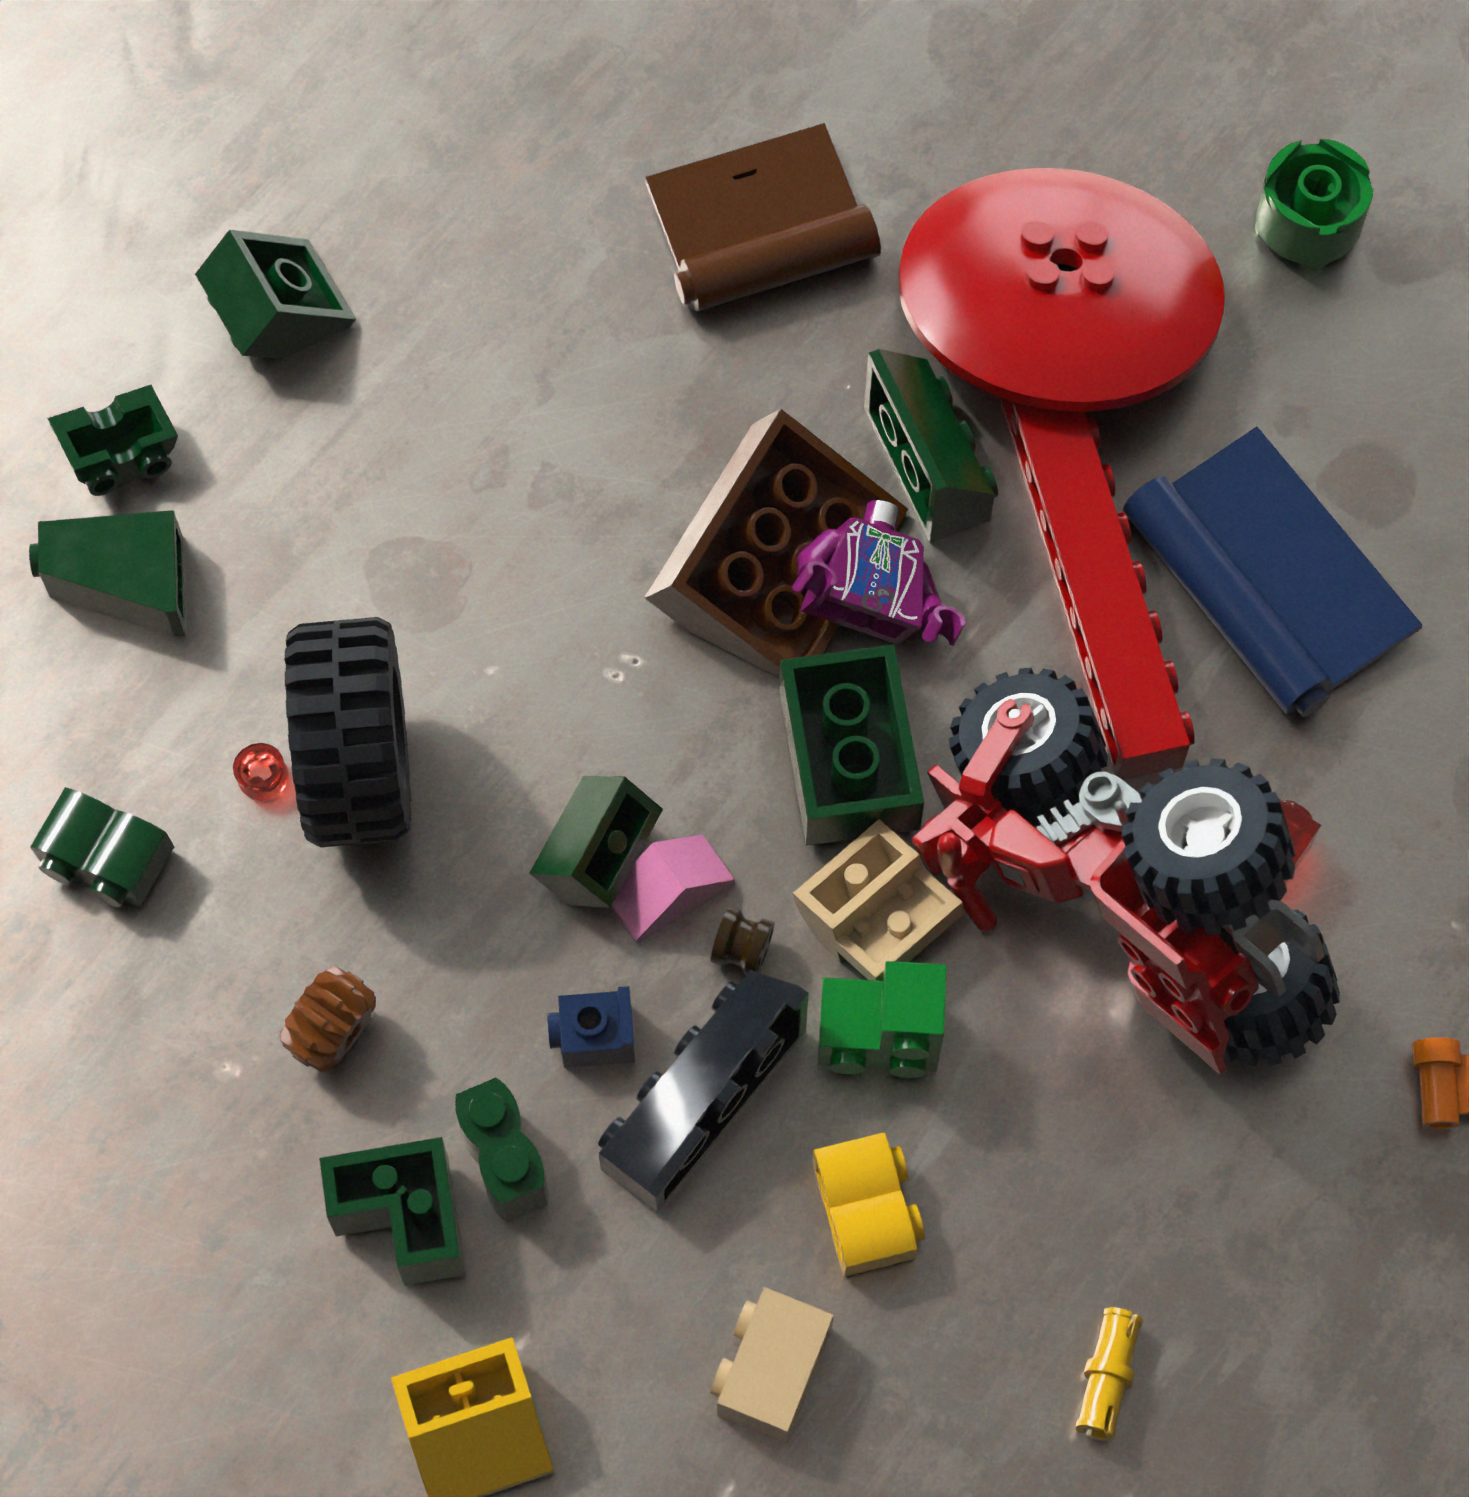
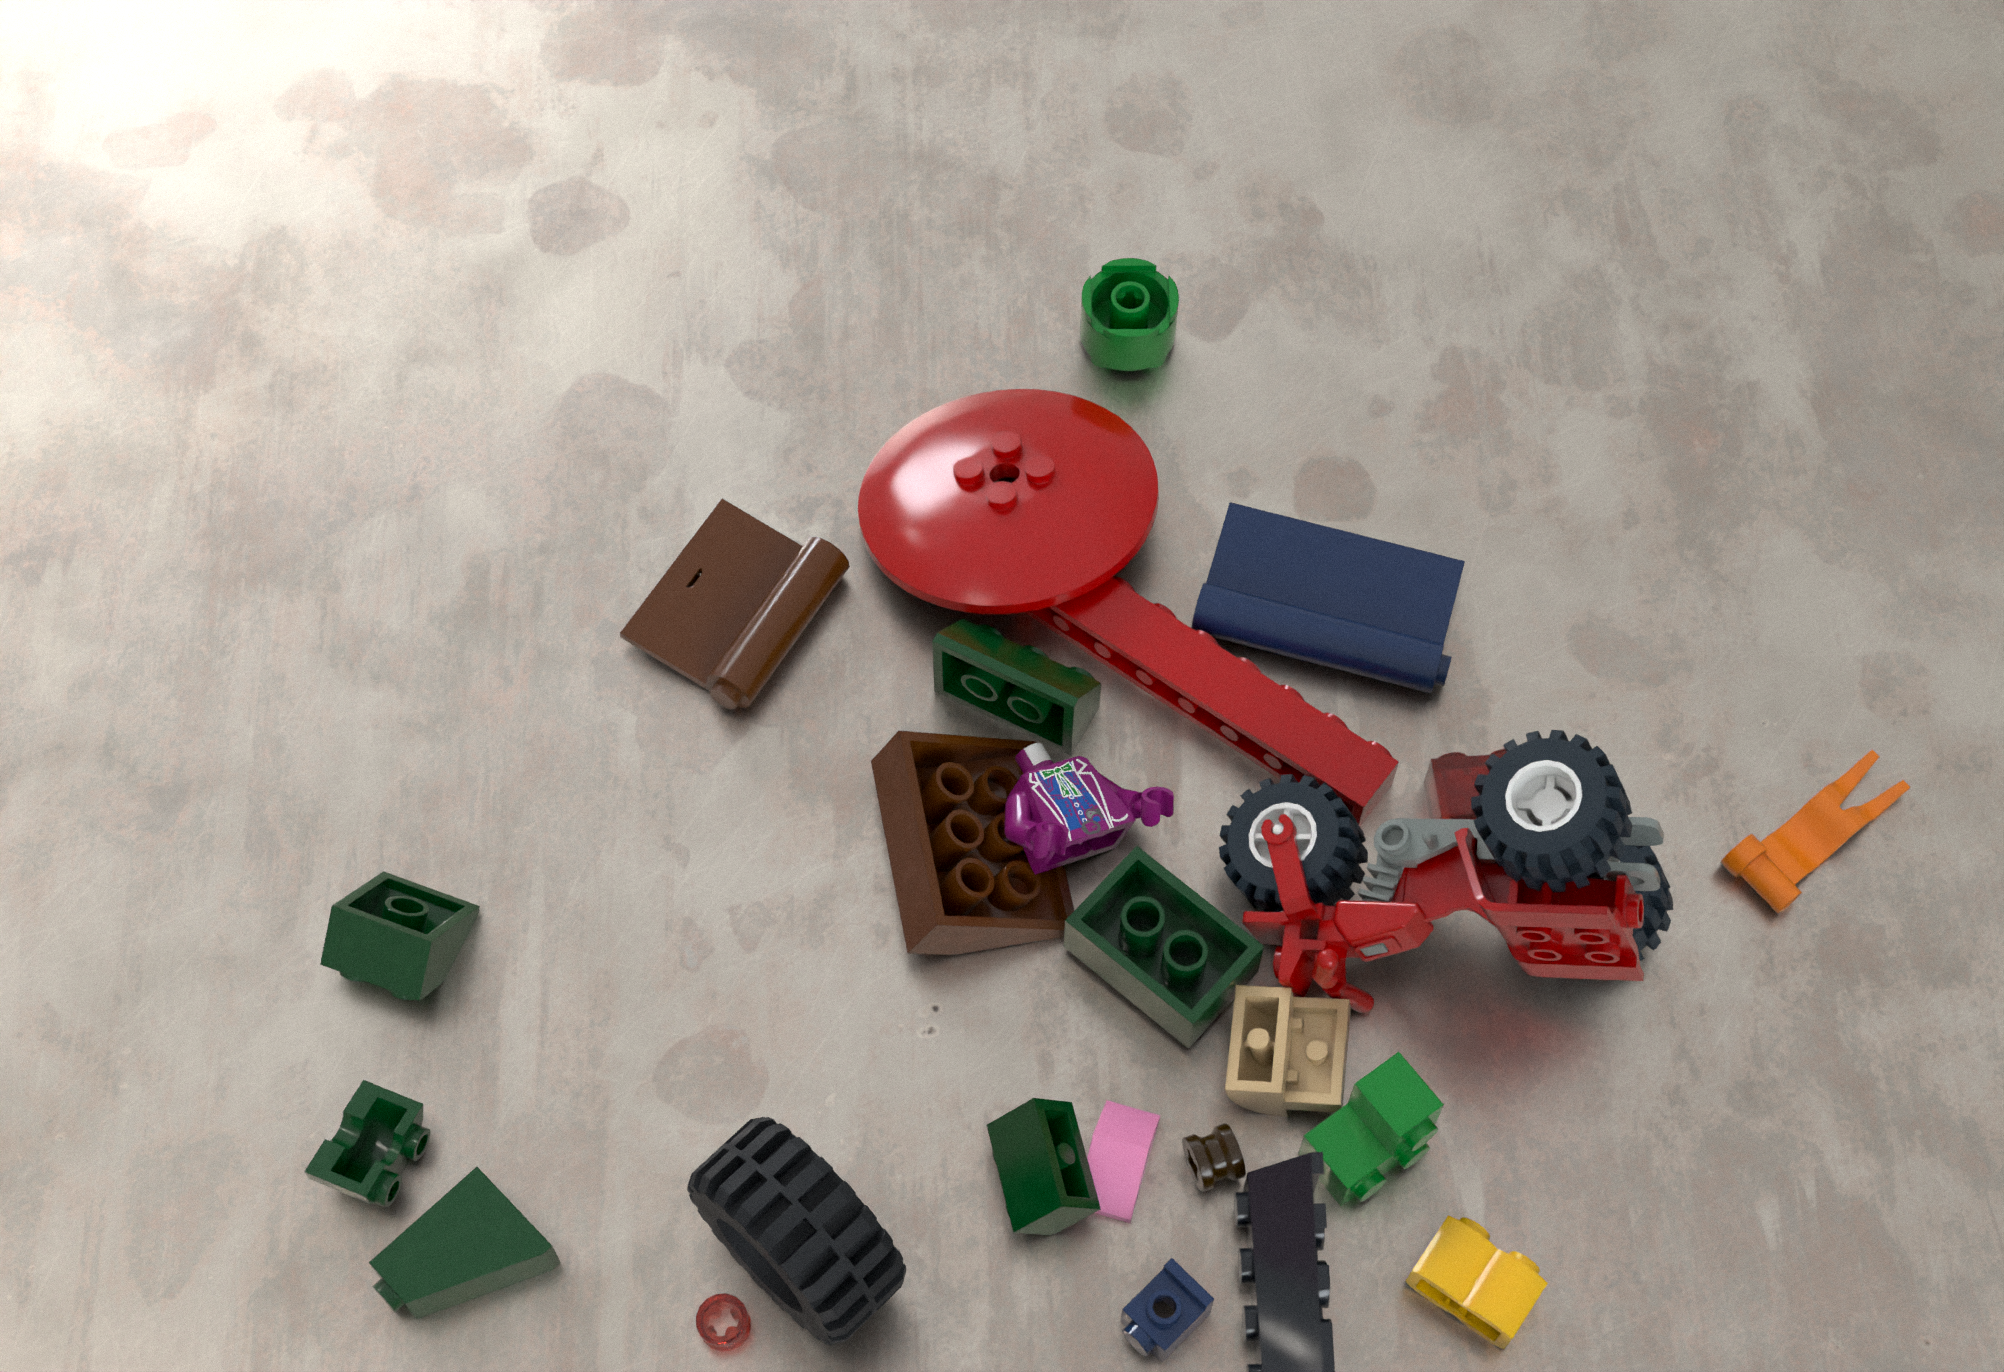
camera: 40 degrees left, 5 degrees down
(1109, 1374) = (1747, 1263): yellow pin -> none

